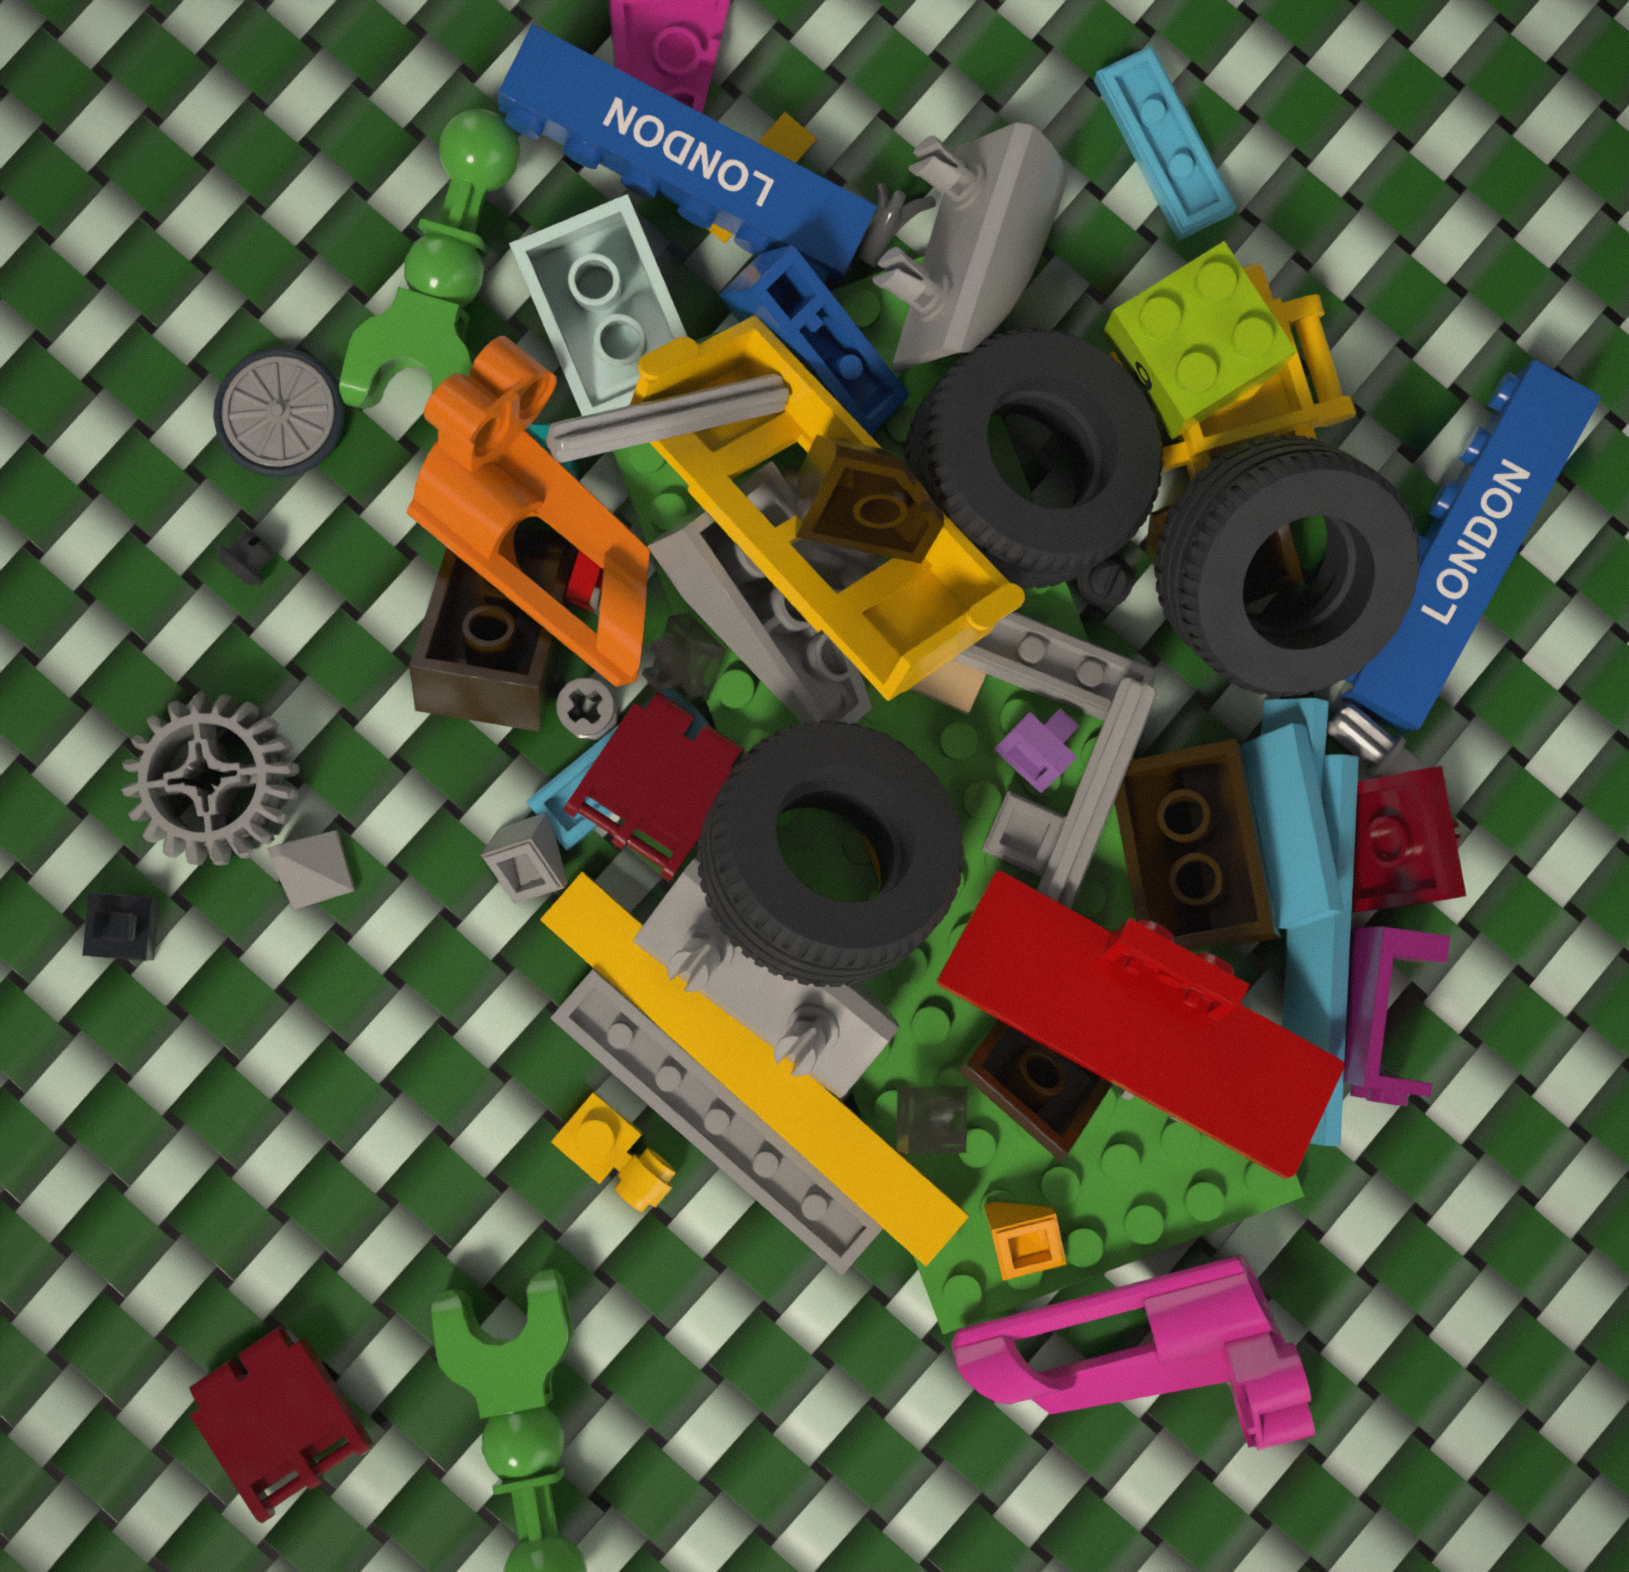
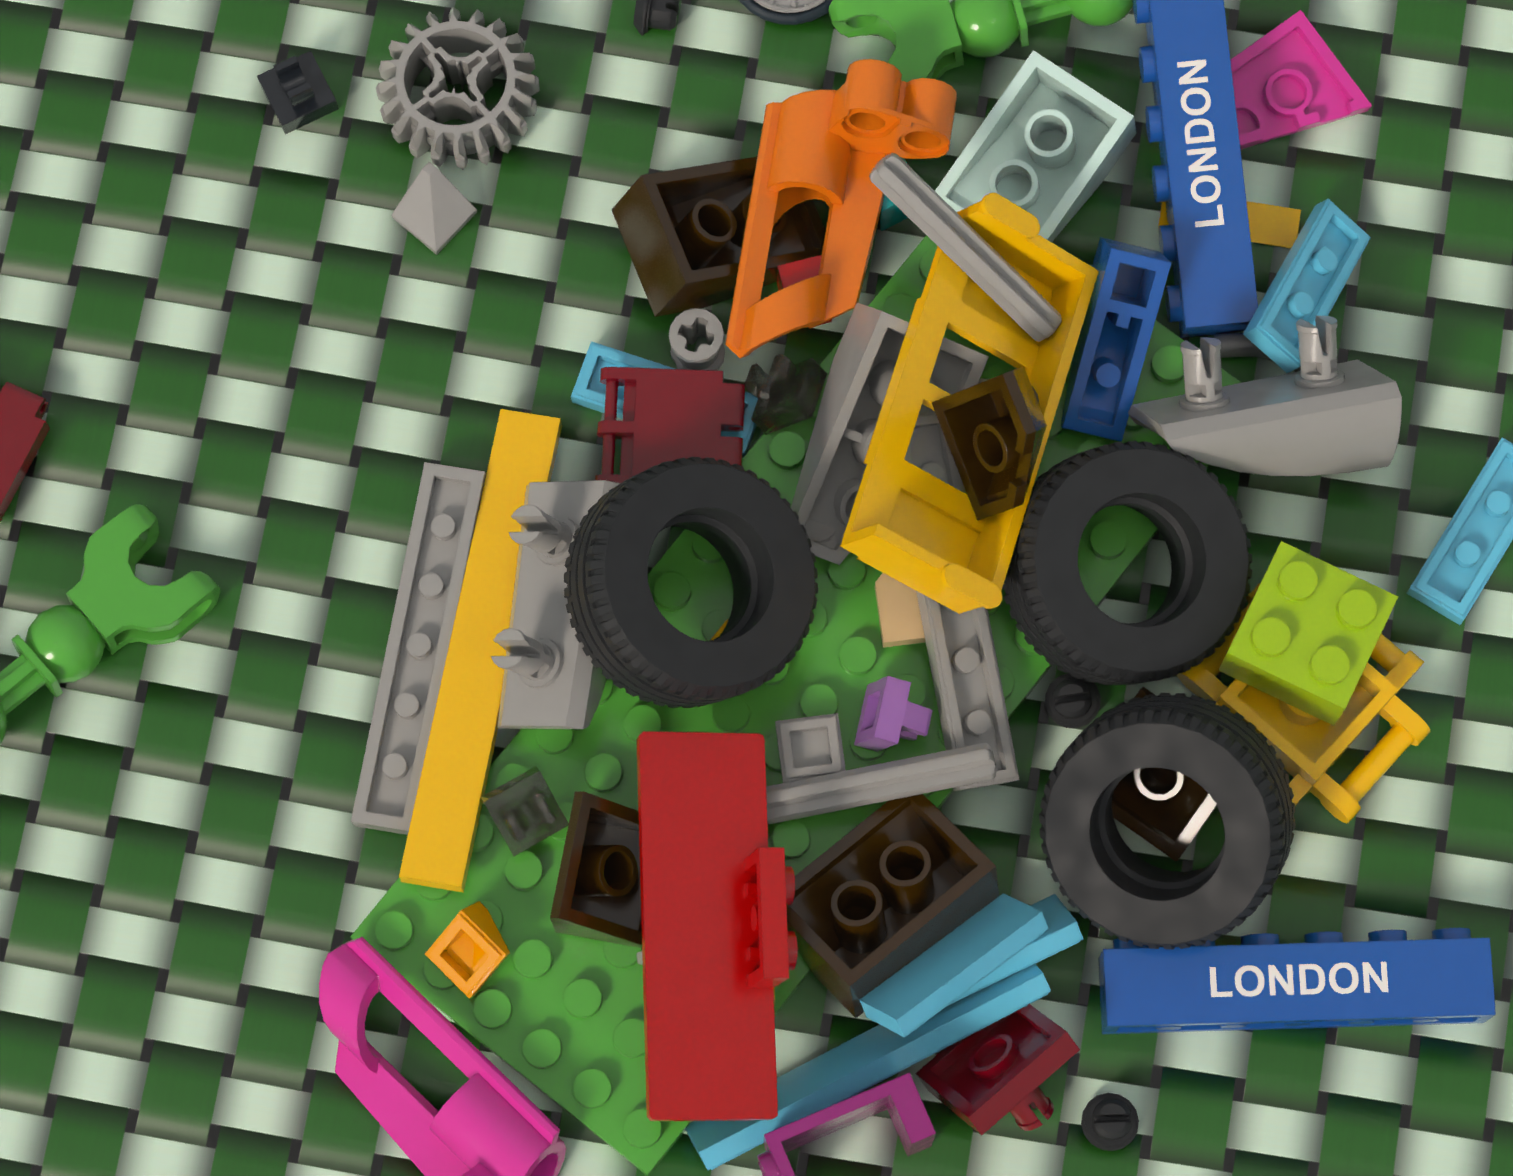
camera: 60 degrees right, 10 degrees down
(526, 858) = (543, 369): light grey slope -> none
(601, 1140) = (346, 567): yellow plate -> none
(866, 146) = (1307, 282): none -> medium azure tile
(1371, 743) = (1073, 1013): light grey axle -> none
(1483, 774) = (1110, 1121): none -> black piece

